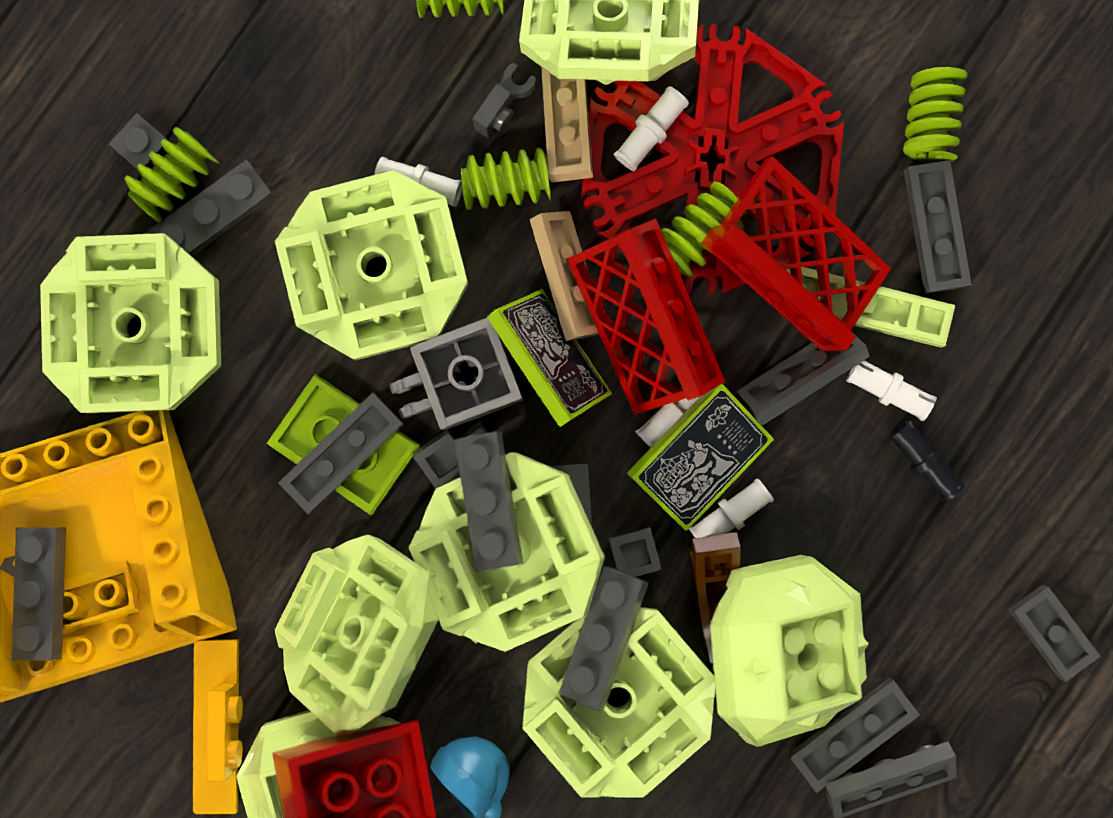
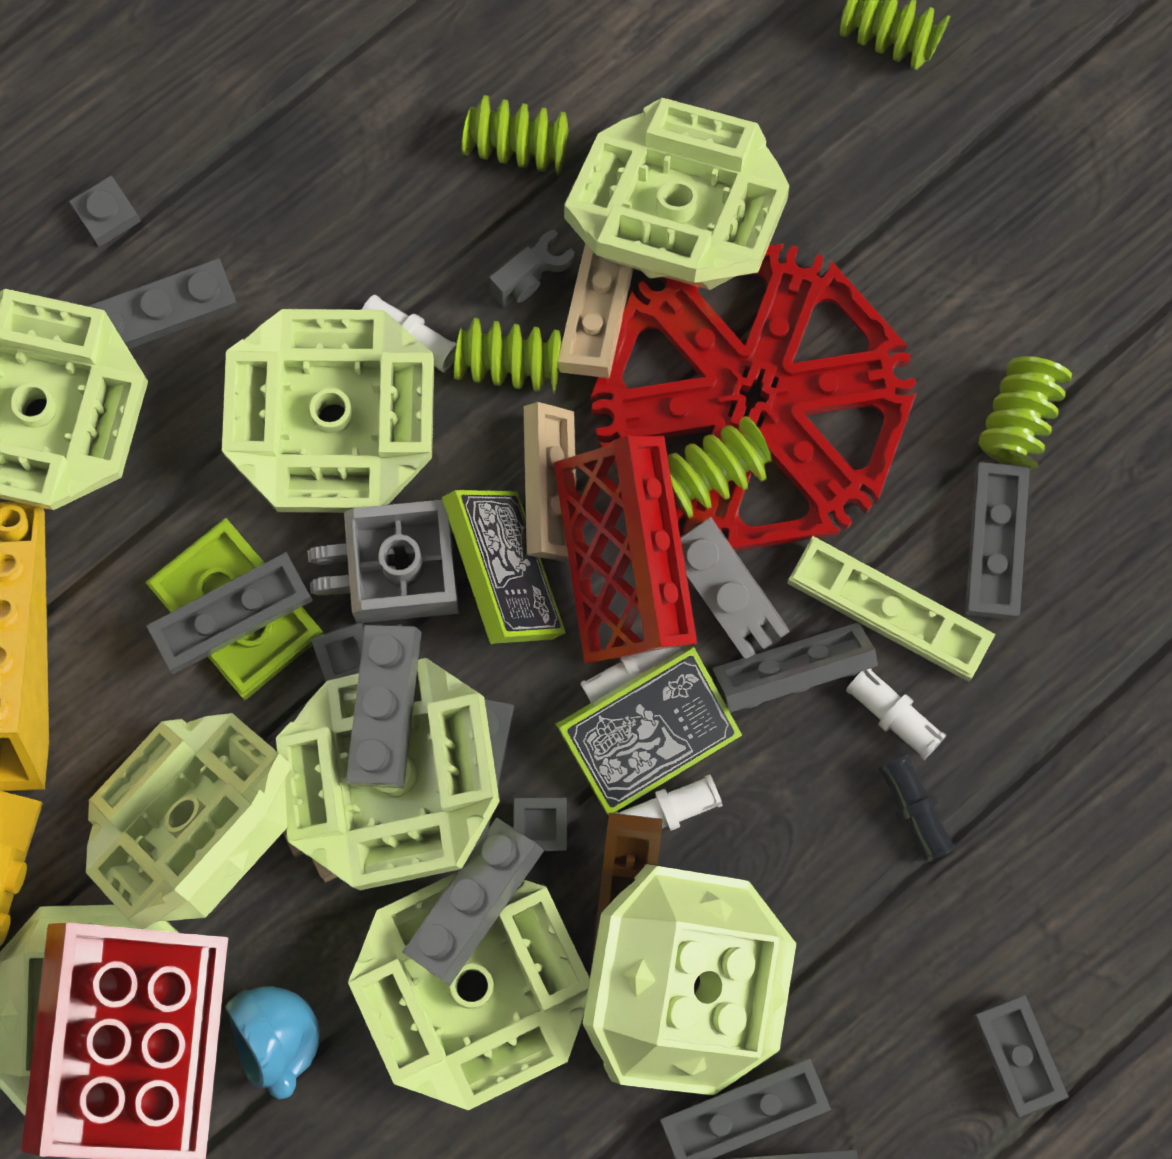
camera: 10 degrees right, 10 degrees down
(168, 174) = (128, 249): lime piece -> none
(651, 128) = (690, 341): white pin -> none
(734, 324) = (728, 587): none -> light grey hinge
(786, 290) = (781, 542): red fence -> none

